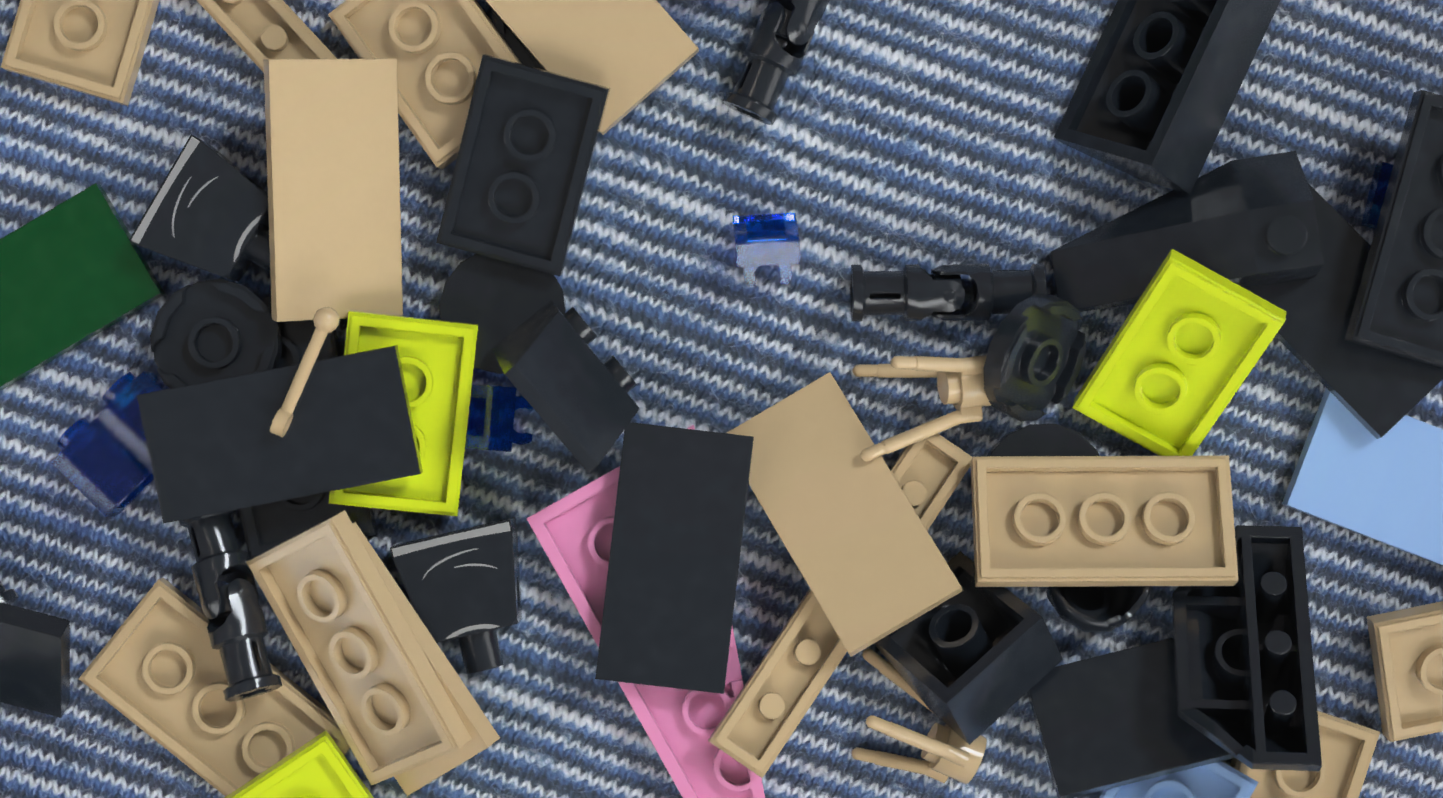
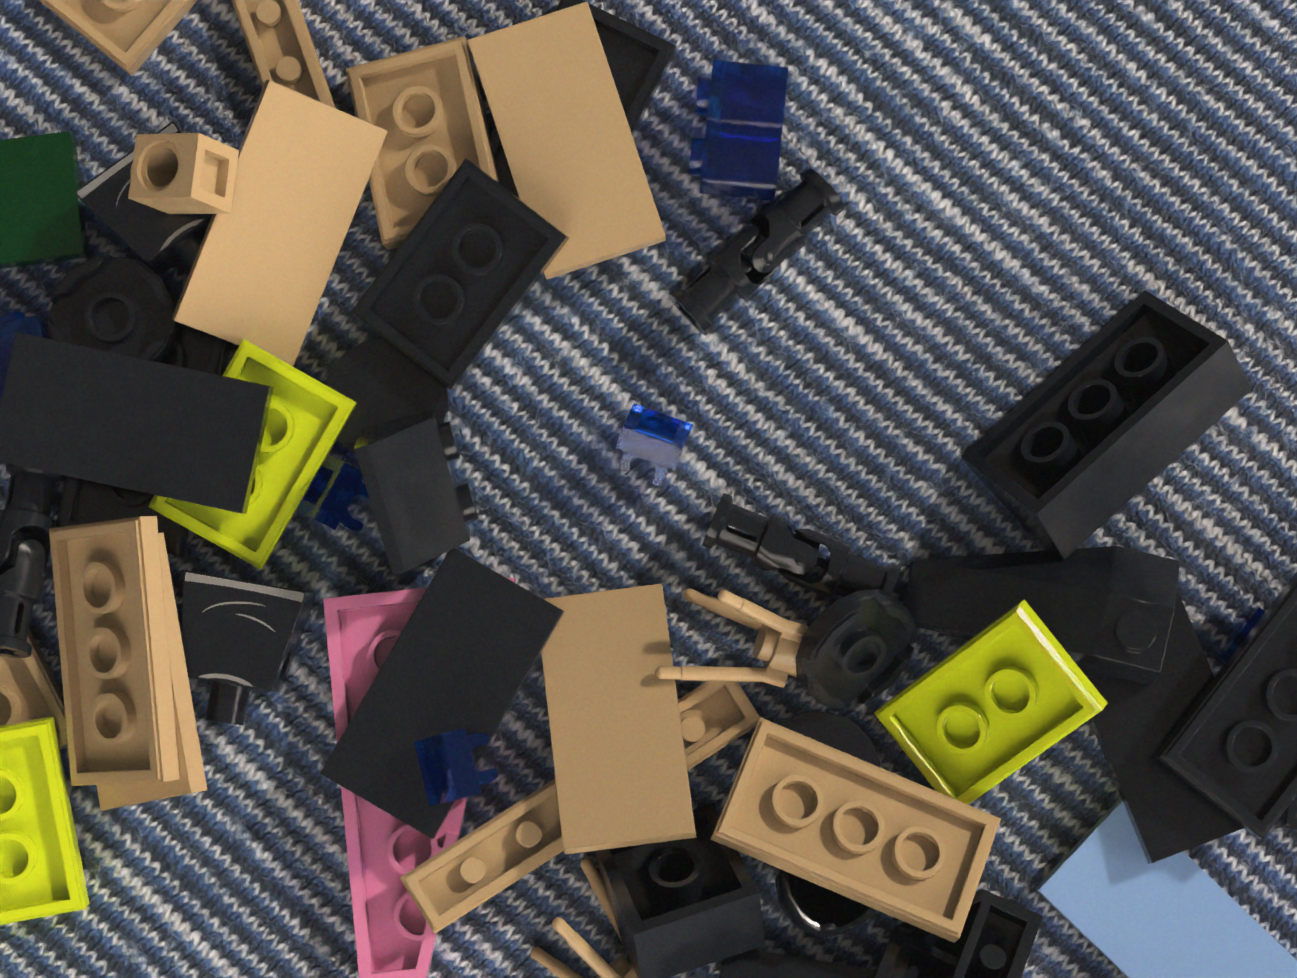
camera: 25 degrees right, 5 degrees down
(227, 182) = (183, 173): none -> tan brick
(325, 321) = (216, 336): tan hinge -> none
(713, 622) = (449, 766): none -> clear blue tile

